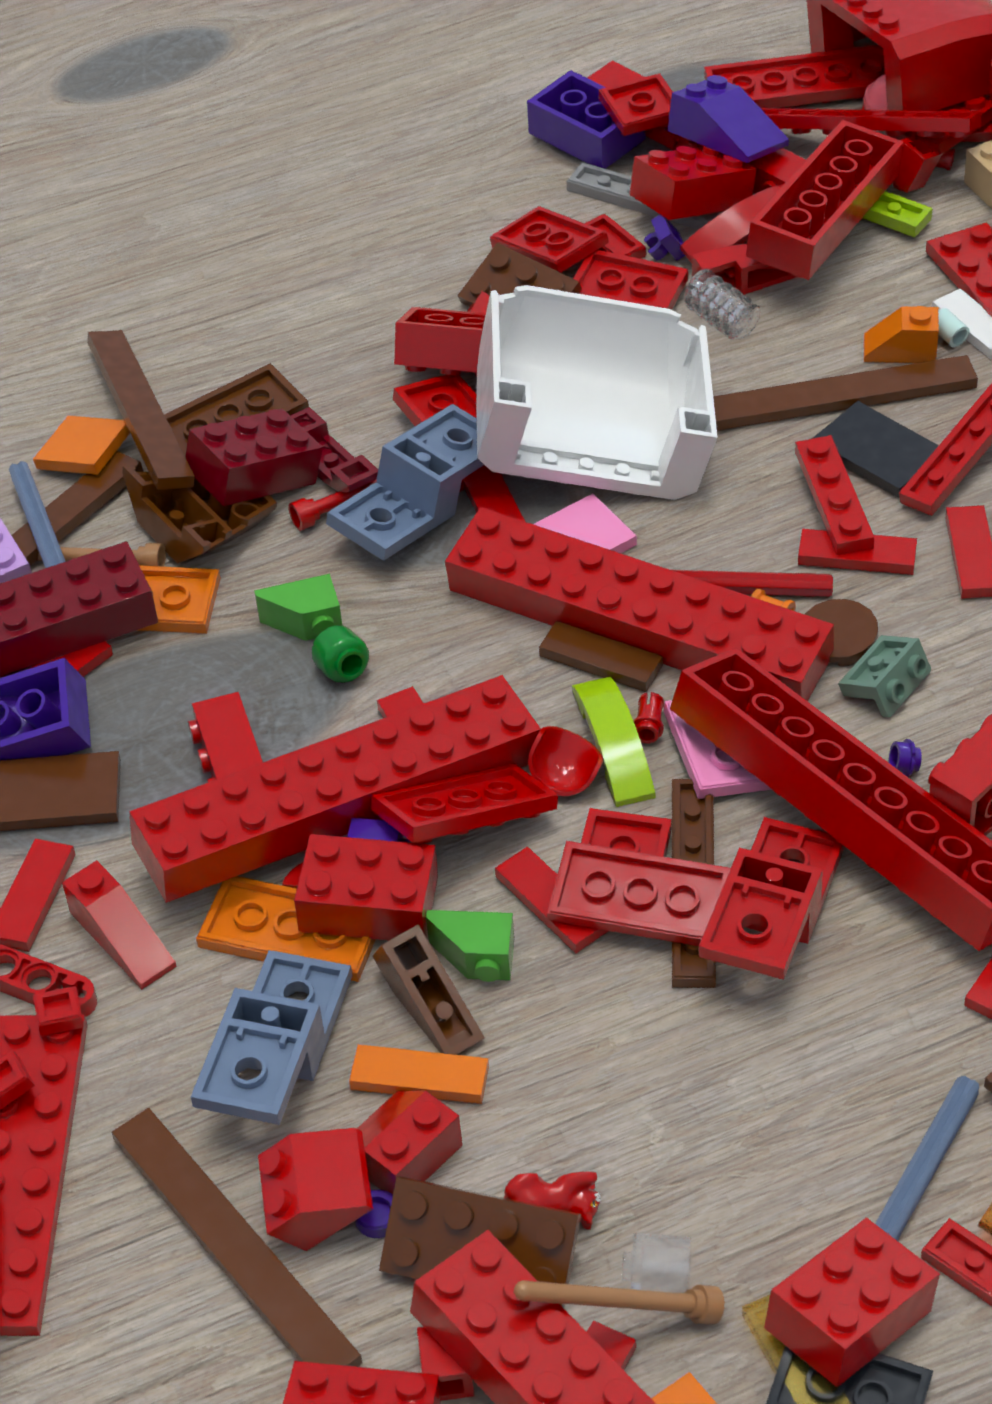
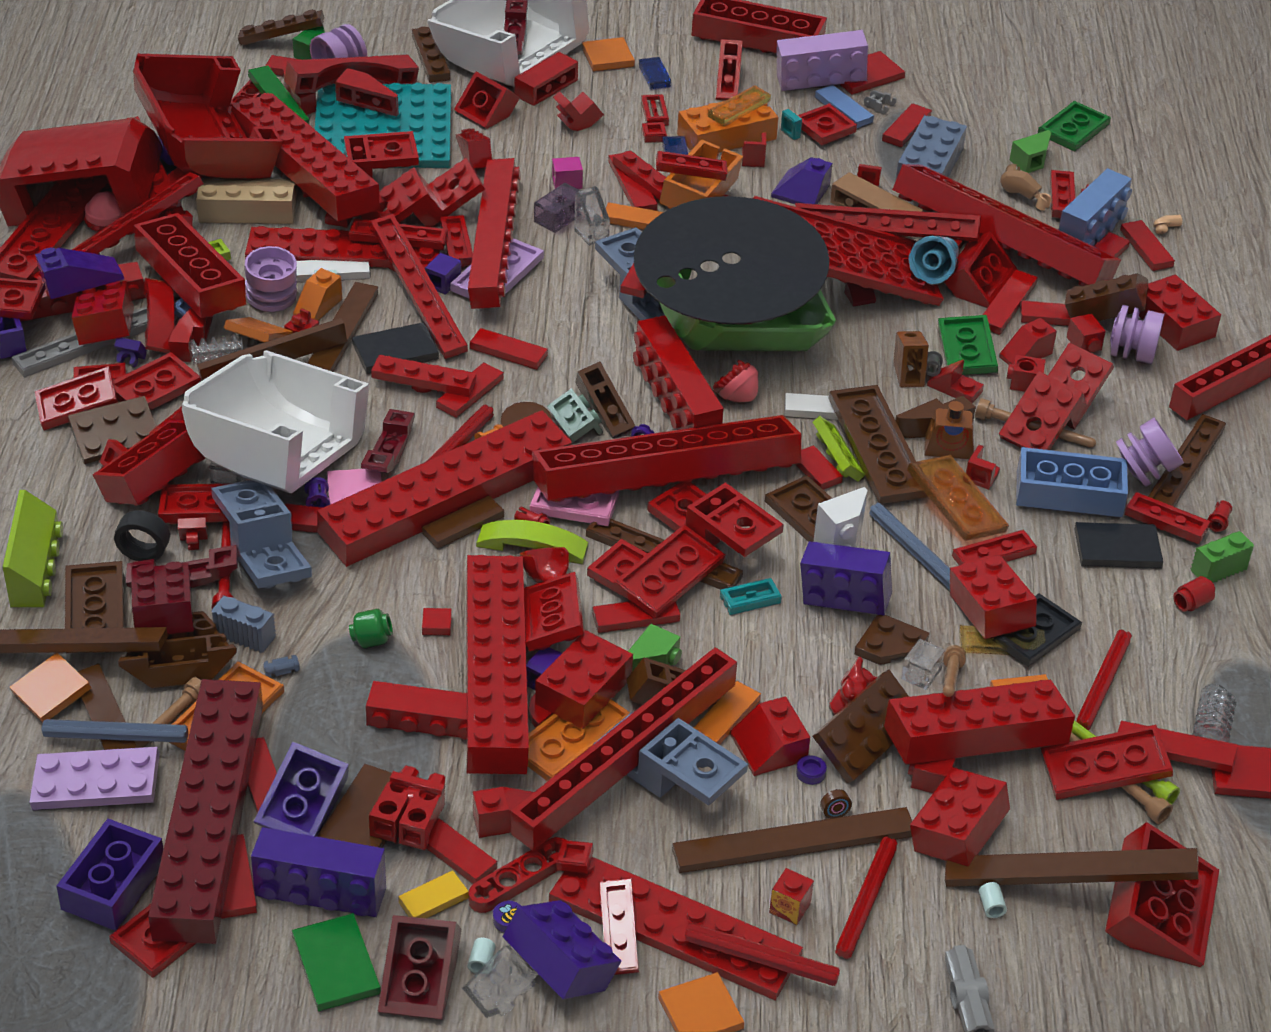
camera: 70 degrees left, 5 degrees down
(52, 815) = (408, 808): none -> red hips
(111, 1275) = (791, 896): none -> red brick
(170, 1370) = (866, 898): none -> red axle
(213, 965) = (618, 751): none -> red brick
(236, 609) = (281, 666): none -> sand blue piece
(265, 322) = (31, 551): none -> lime slope
(273, 542) = (244, 623): none -> sand blue brick
(300, 607) = (315, 630): bright green slope -> none
(314, 1185) = (791, 775): red slope -> none
(316, 1264) = (835, 804): none -> reddish brown tile
(348, 394) = (147, 523): none -> black tyre
(395, 427) = (192, 531): none -> red tile
(541, 502) = (316, 494): none -> dark purple bush
(669, 1014) = (752, 597): none -> teal tile
(680, 529) = (391, 442): none -> dark red slope
(699, 1208) = (888, 640): none -> reddish brown plate
(747, 1096) = (846, 578): none -> dark purple brick
(765, 349) = (290, 346): none -> reddish brown tile
(788, 316) = (255, 329): none -> orange tile
(826, 1050) = (841, 519): none -> white slope
(843, 351) = (301, 321): none -> red tile
(882, 275) = (271, 278): none -> lavender wheel
(906, 1010) = (798, 504): none -> reddish brown tile
(938, 684) = (604, 399): none -> reddish brown slope

